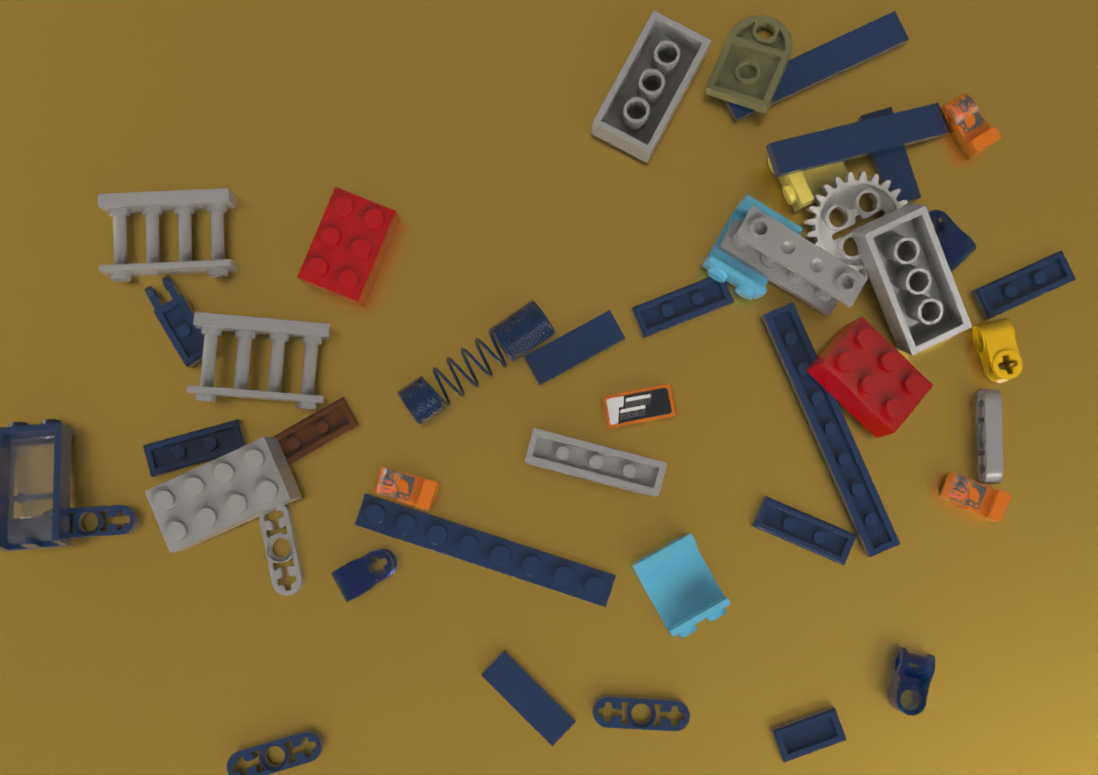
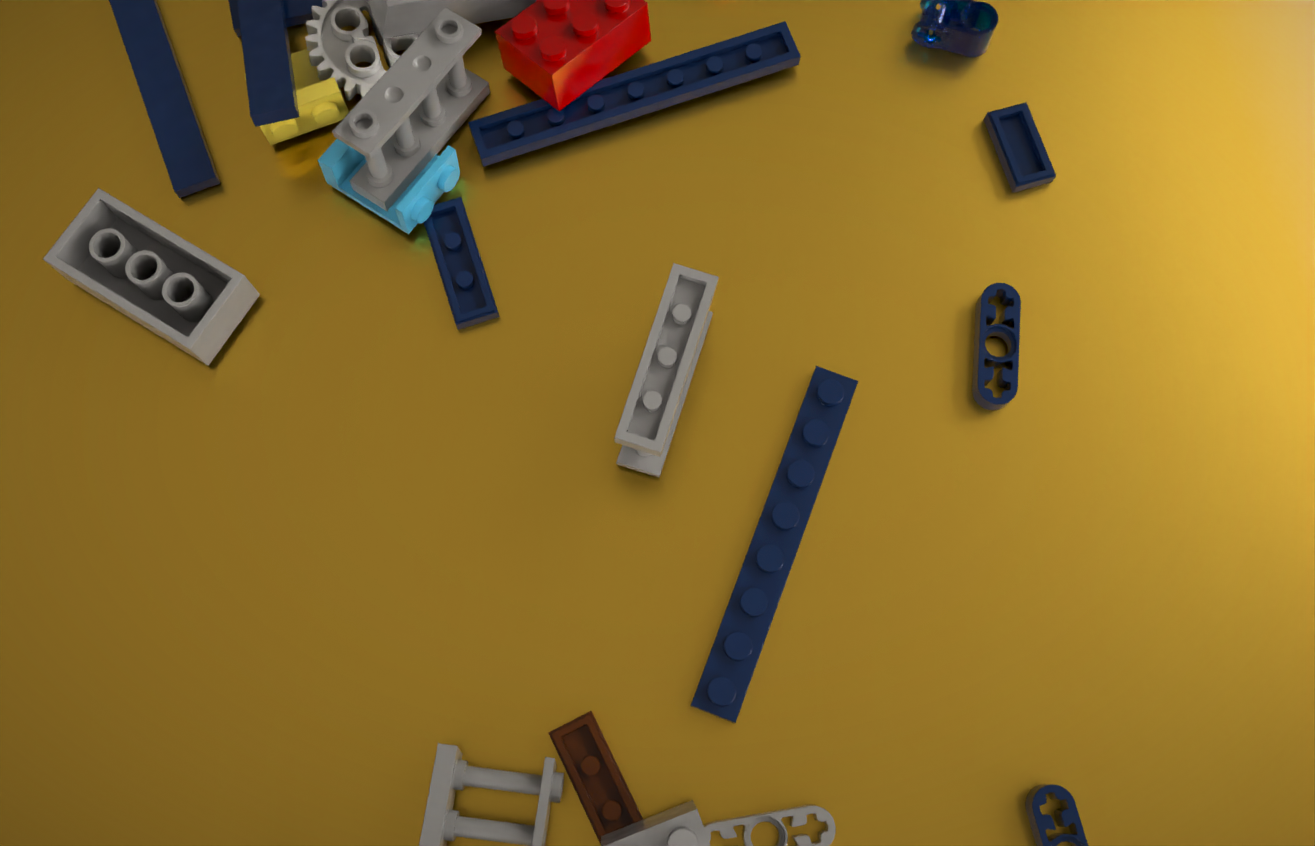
camera: 90 degrees left, 10 degrees down
(349, 246) = (325, 712): red brick -> none
(361, 574) = (811, 717): clear blue piece -> none
(406, 488) = (686, 643): orange leg -> none
(515, 336) = (480, 482): dark blue piece -> none
(528, 697) = (978, 491): dark blue tile -> none
(574, 347) = (504, 404): dark blue tile -> none
(639, 406) = (591, 322): slope -> none
(681, 586) = (832, 285): medium azure panel -> none
(751, 66) = (146, 151): olive tile -> none
(803, 530) = (763, 136): dark blue tile -> none

